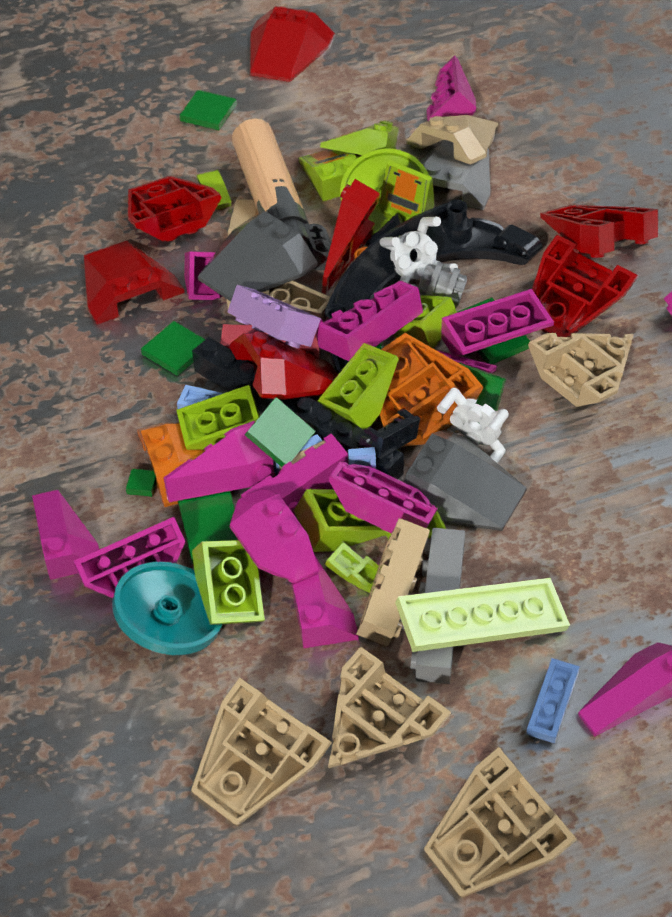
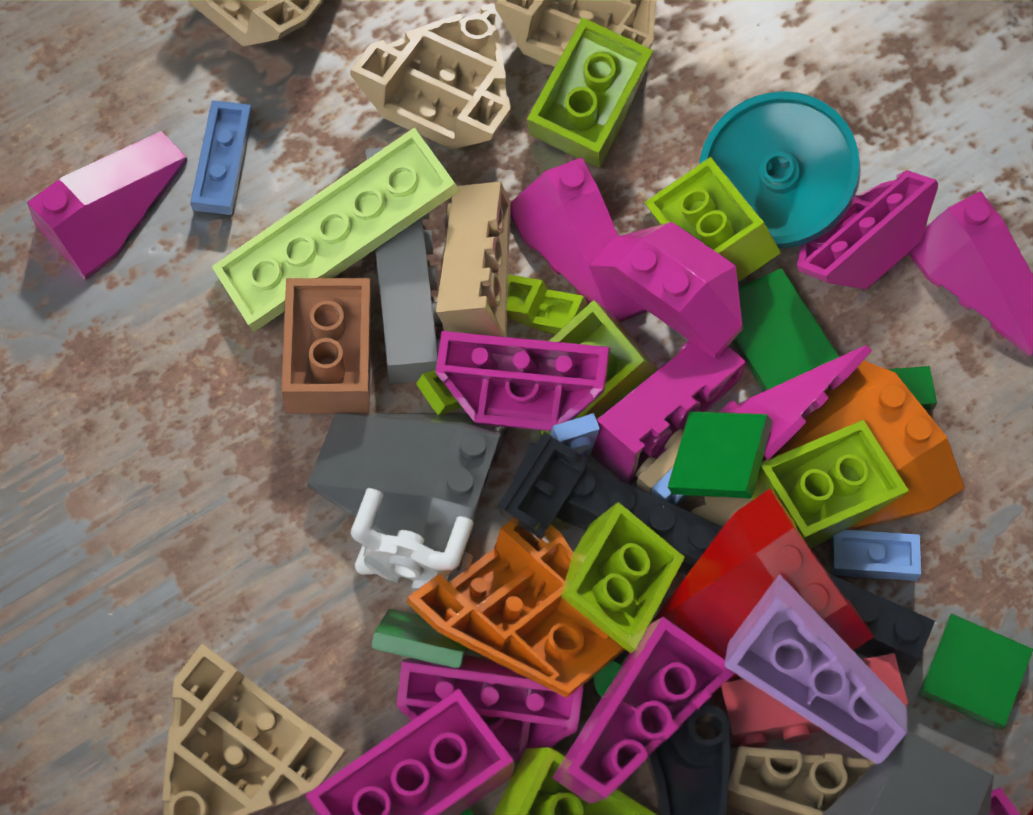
camera: 160 degrees right, 15 degrees up
(285, 669) = (589, 92): none -> lime slope
(501, 546) = (326, 346): none -> nougat slope

